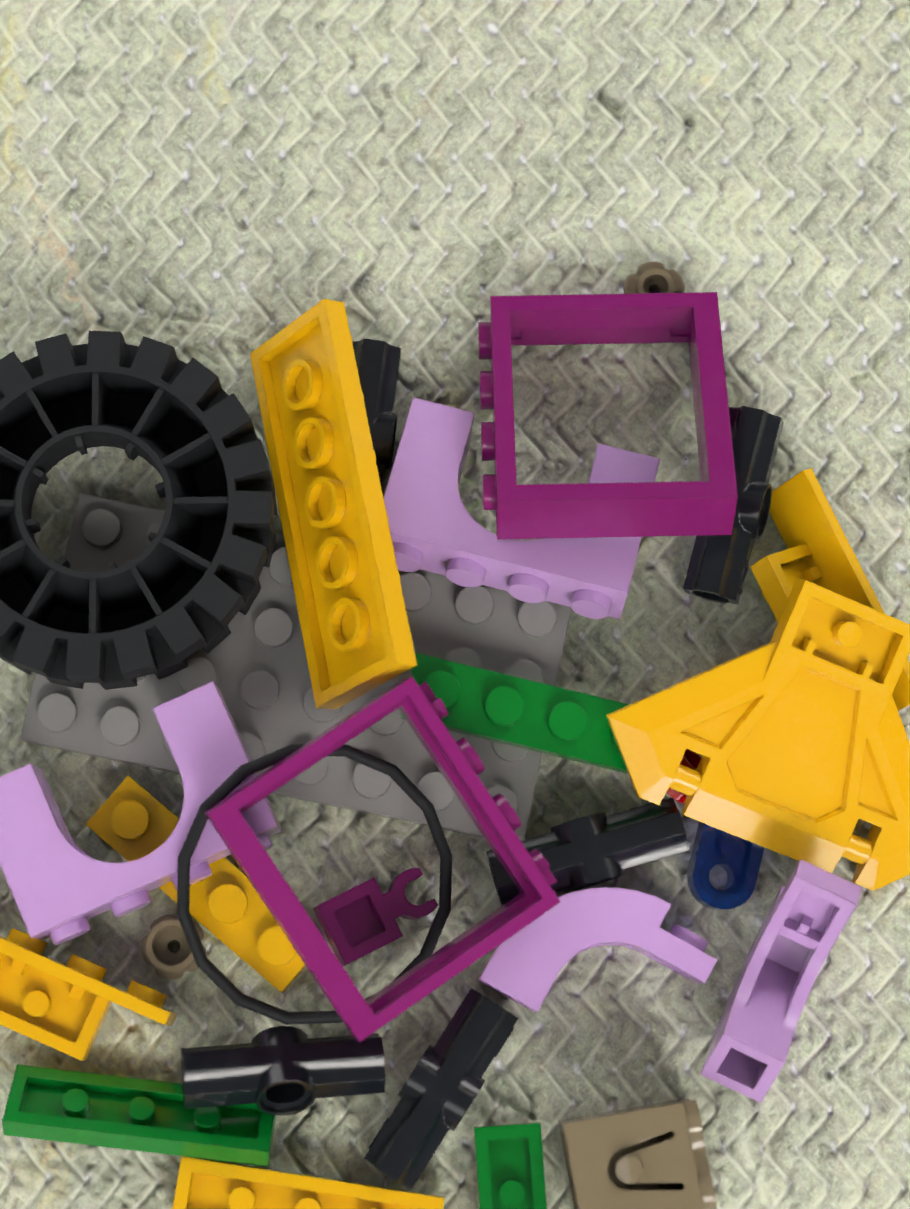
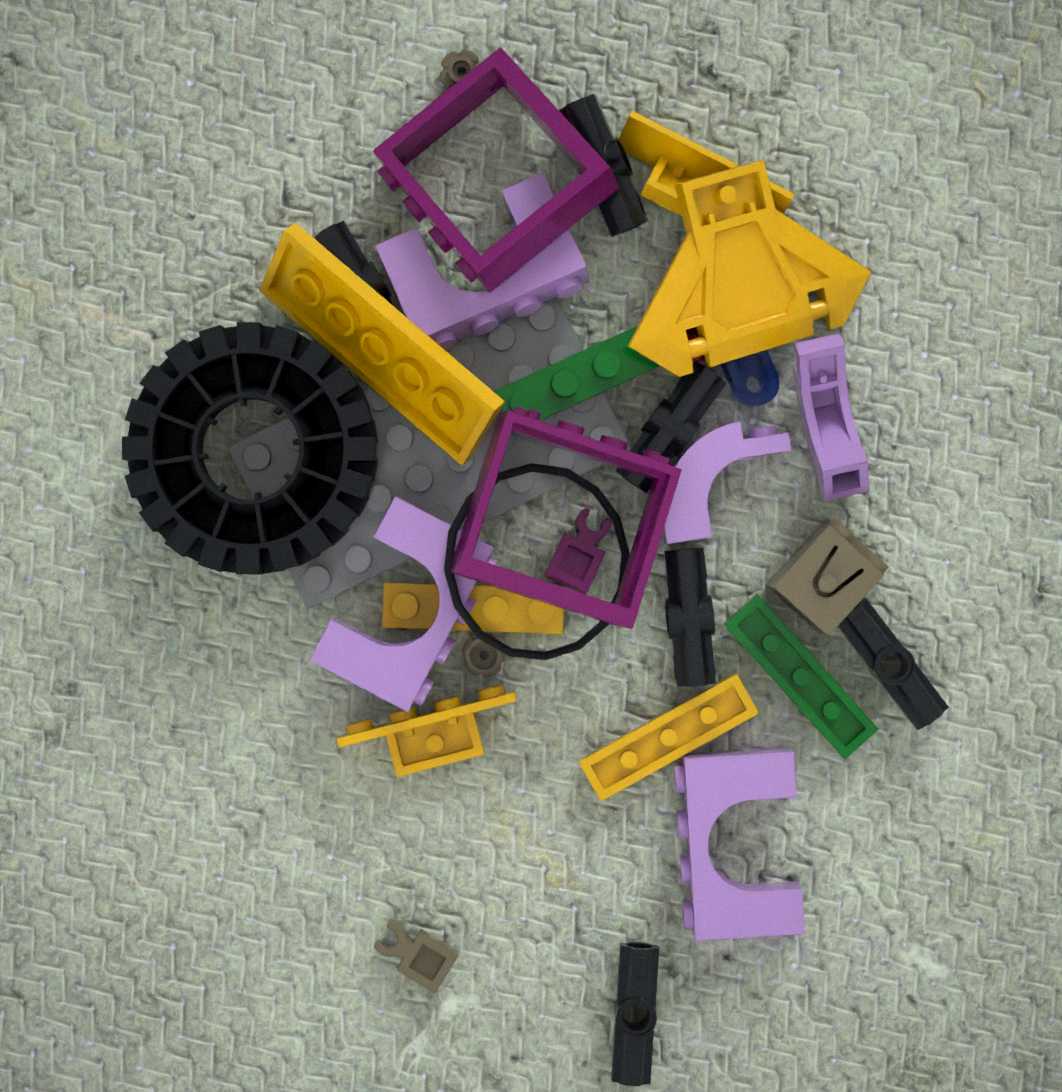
camera: 40 degrees left, 10 degrees up
(132, 1116) = (539, 757): green plate -> none
(282, 1071) = (596, 676): black piece -> none

